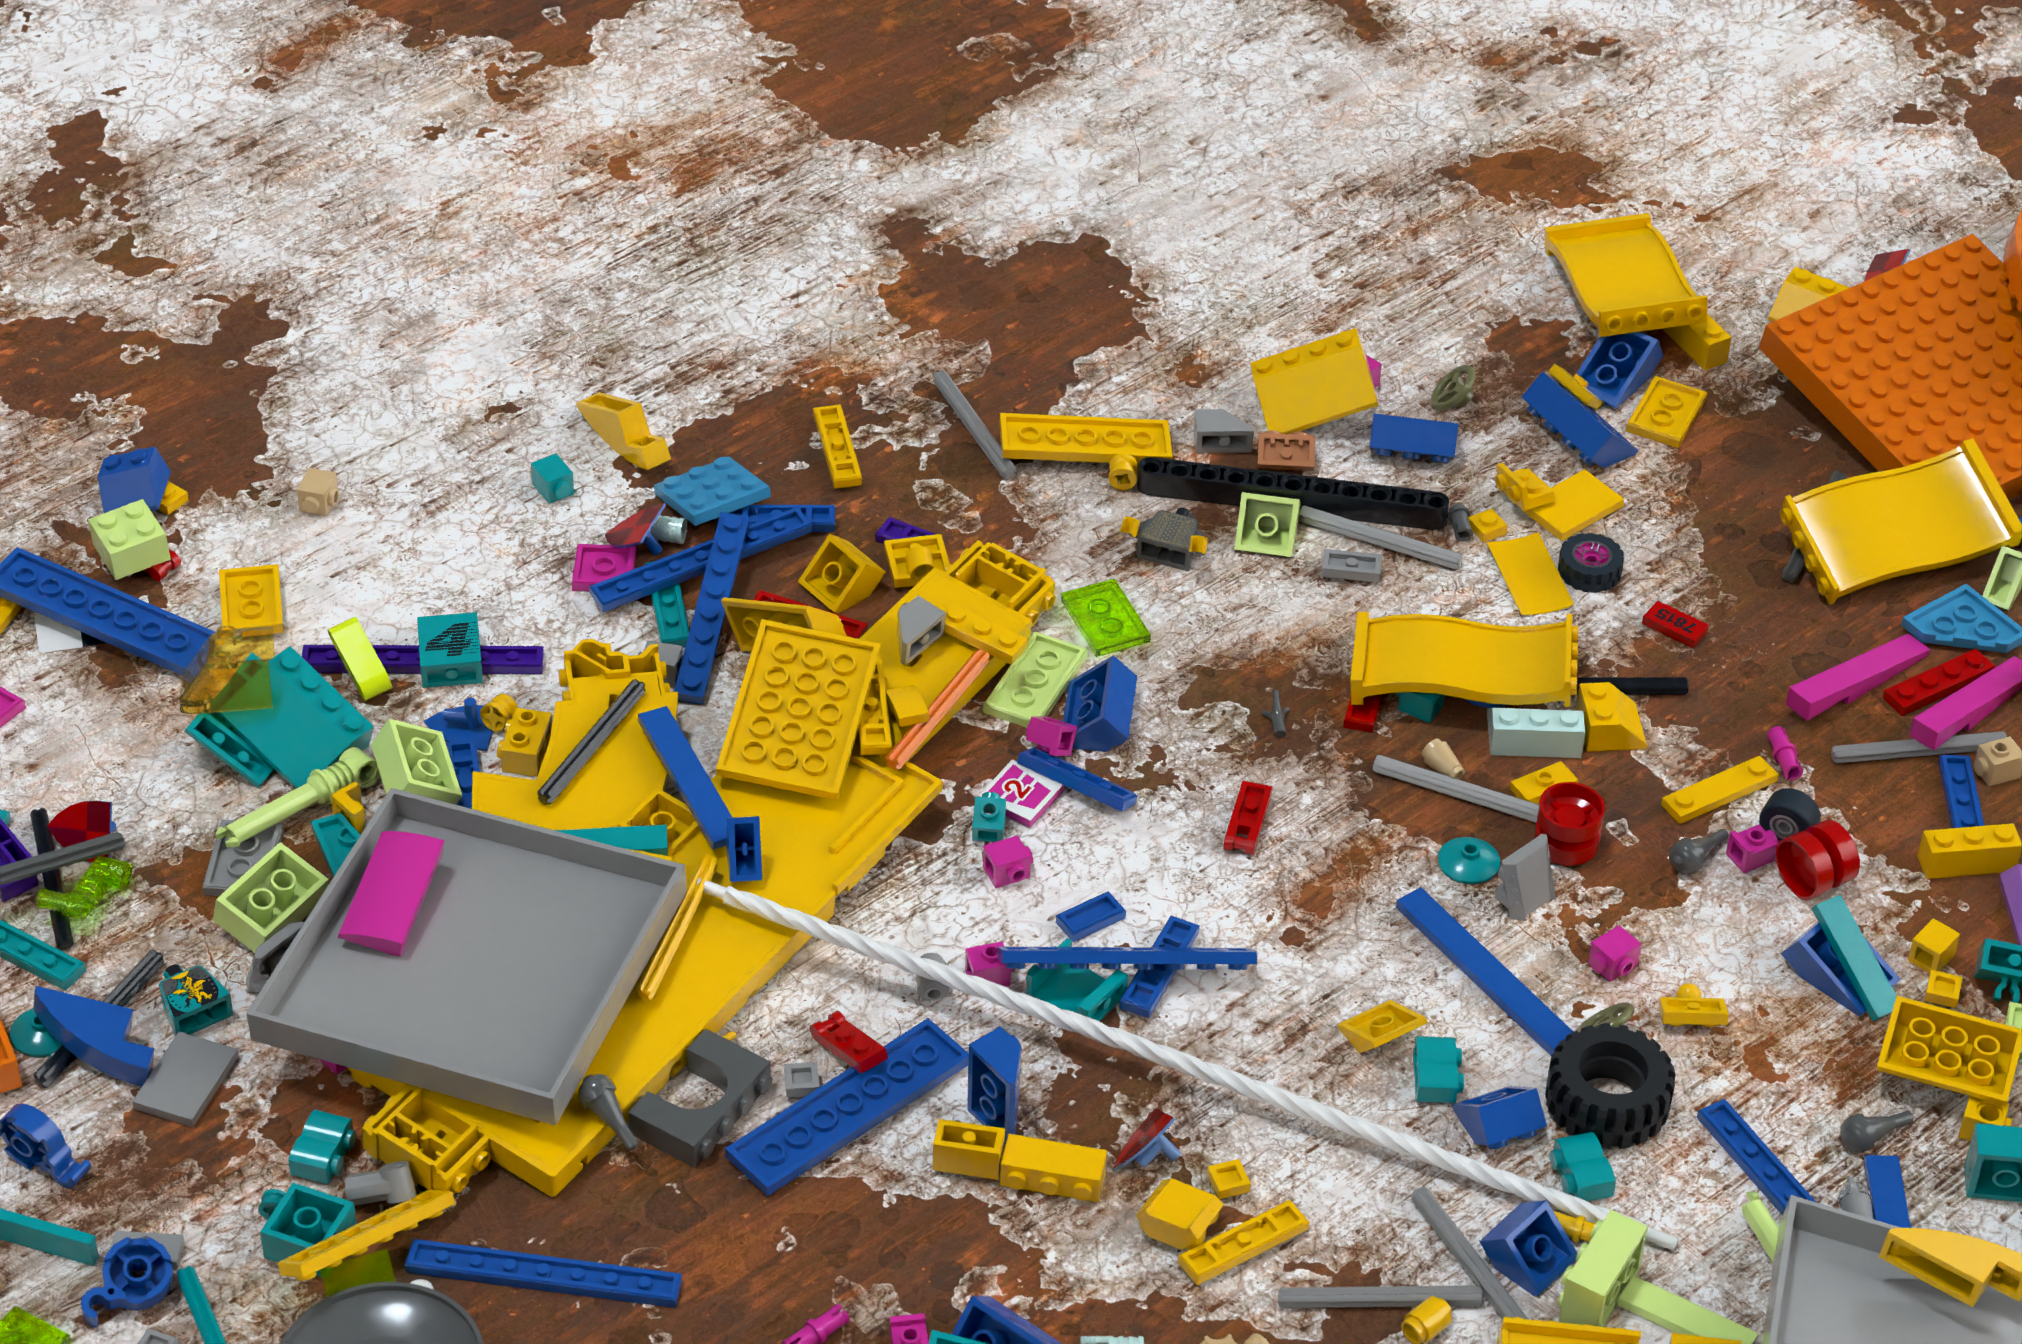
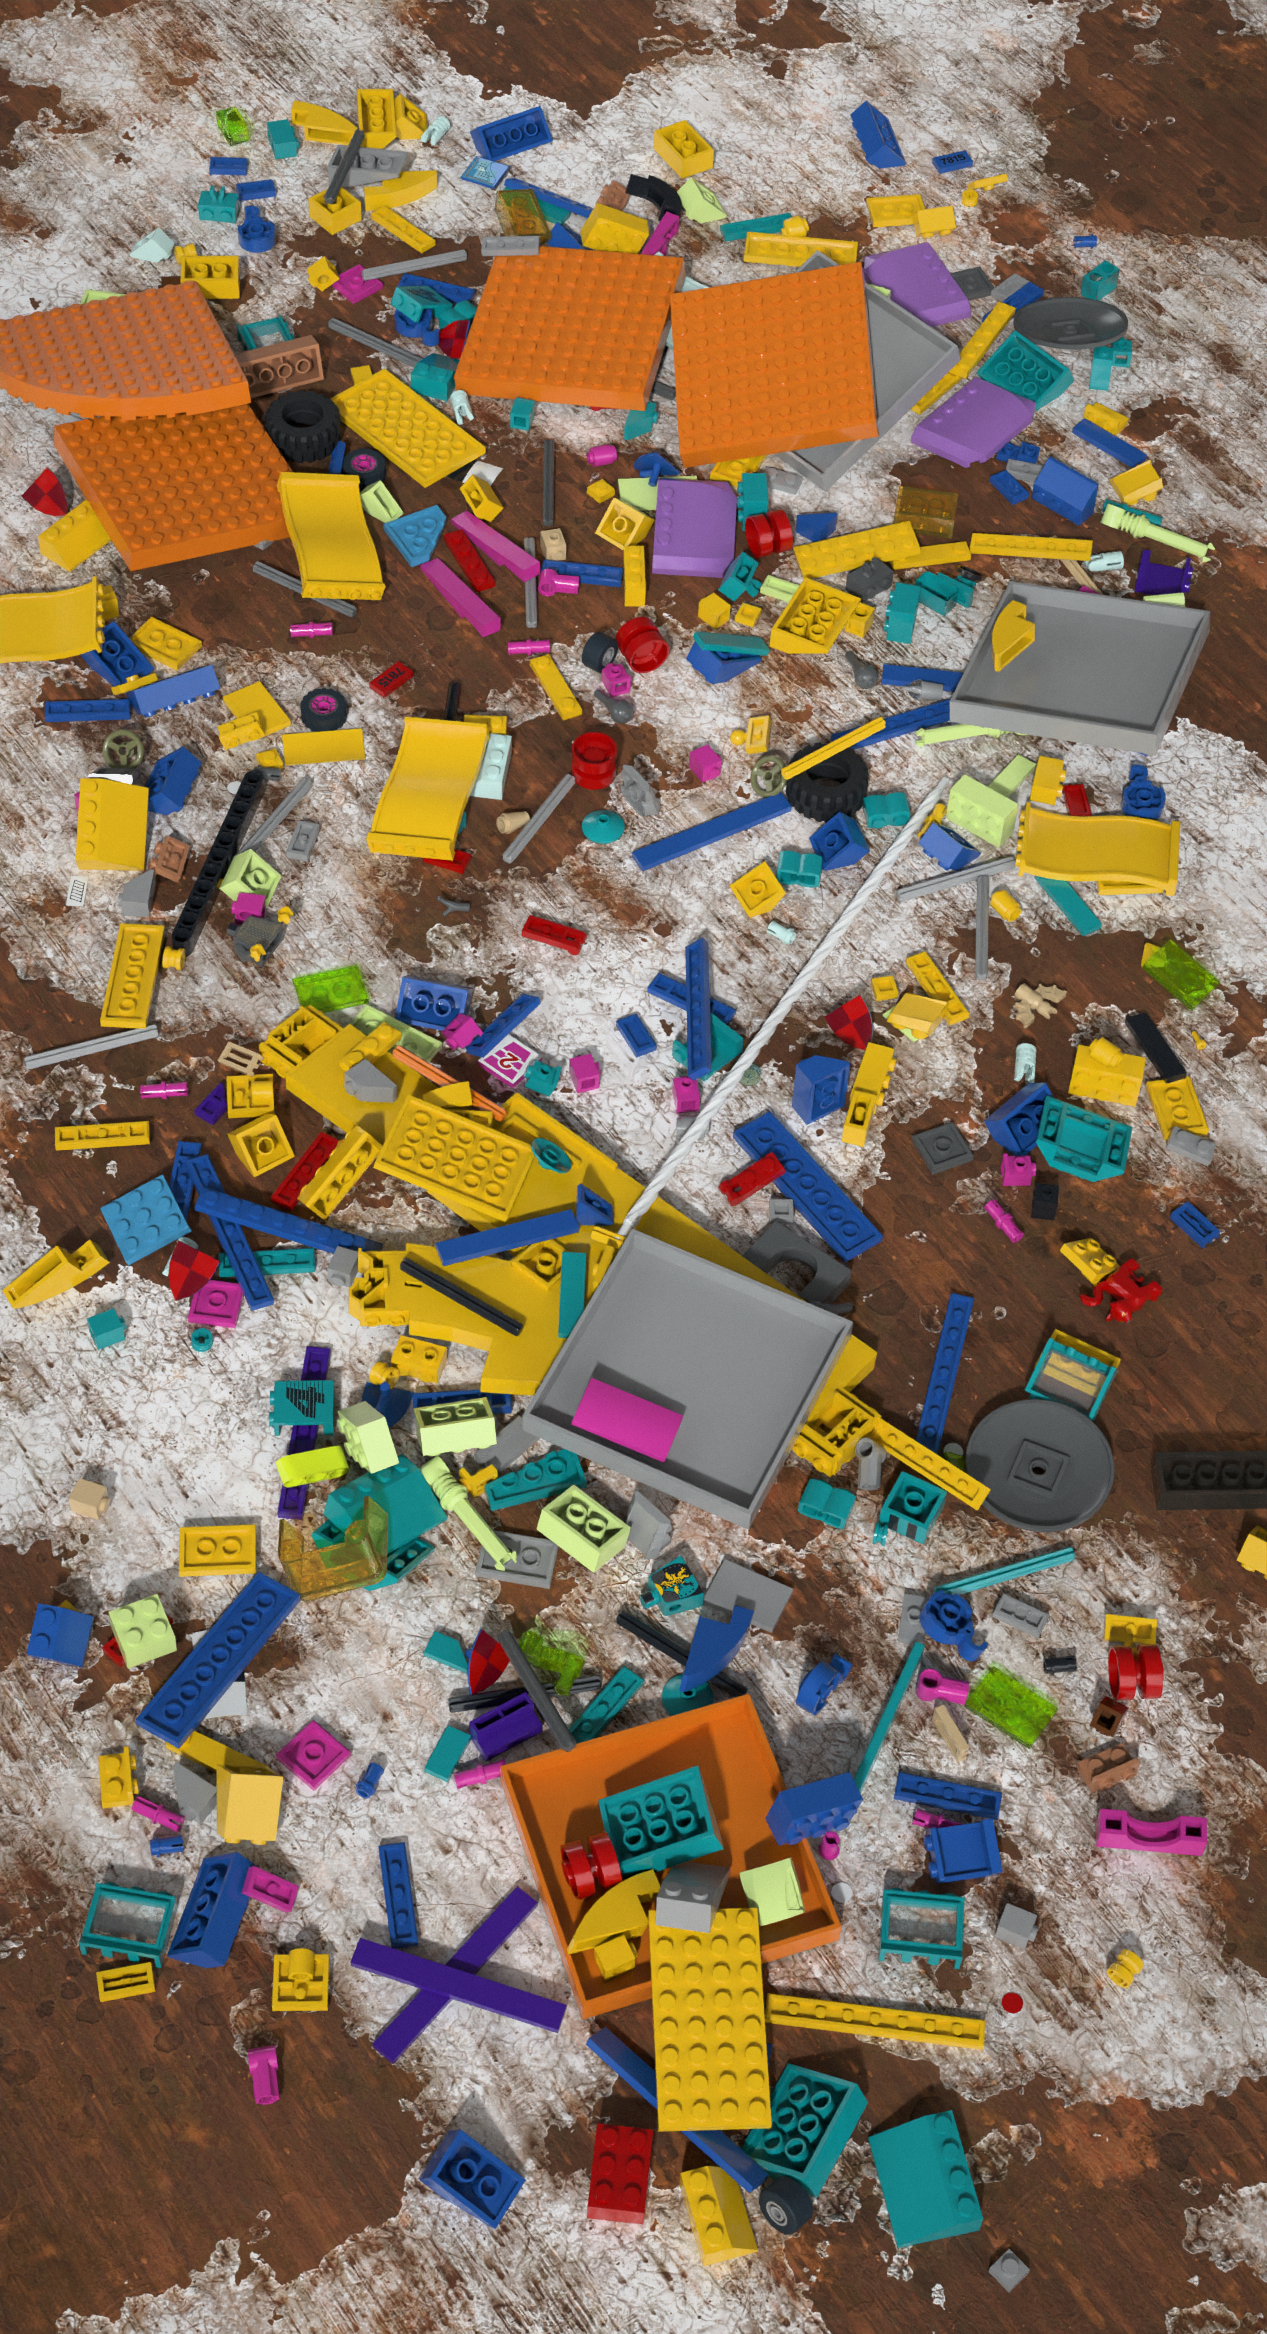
camera: 85 degrees left, 10 degrees up
(35, 1275) = (943, 1687): none -> dark pink piece
(122, 800) = (446, 1651): none -> teal tile
(383, 682) = (367, 1437): none -> yellowish green brick
(548, 554) = (201, 1347): none -> teal bush
(836, 799) = (550, 1156): none -> teal dish
(914, 488) = (164, 1090): none -> dark pink pin
(944, 1261) = (942, 1148): none -> dark grey tile
(966, 539) = (251, 1064): none -> tan tile
(1042, 1039) = (751, 1076): none -> clear light blue tile
(1220, 528) = (247, 906): none -> dark pink brick
(1222, 388) = (77, 891): none -> white sticker
(1306, 1063) = (781, 932): none -> light aqua pin
(1398, 378) = (123, 775): none -> light grey tile
(1520, 352) = (87, 710): none -> blue tile
(1534, 784) = (538, 774): yellow plate -> none
(1654, 1066) = (833, 748): none -> yellow axle
(1737, 537) = (311, 629): none -> dark pink pin
(1924, 769) = (551, 583): none -> dark pink piece

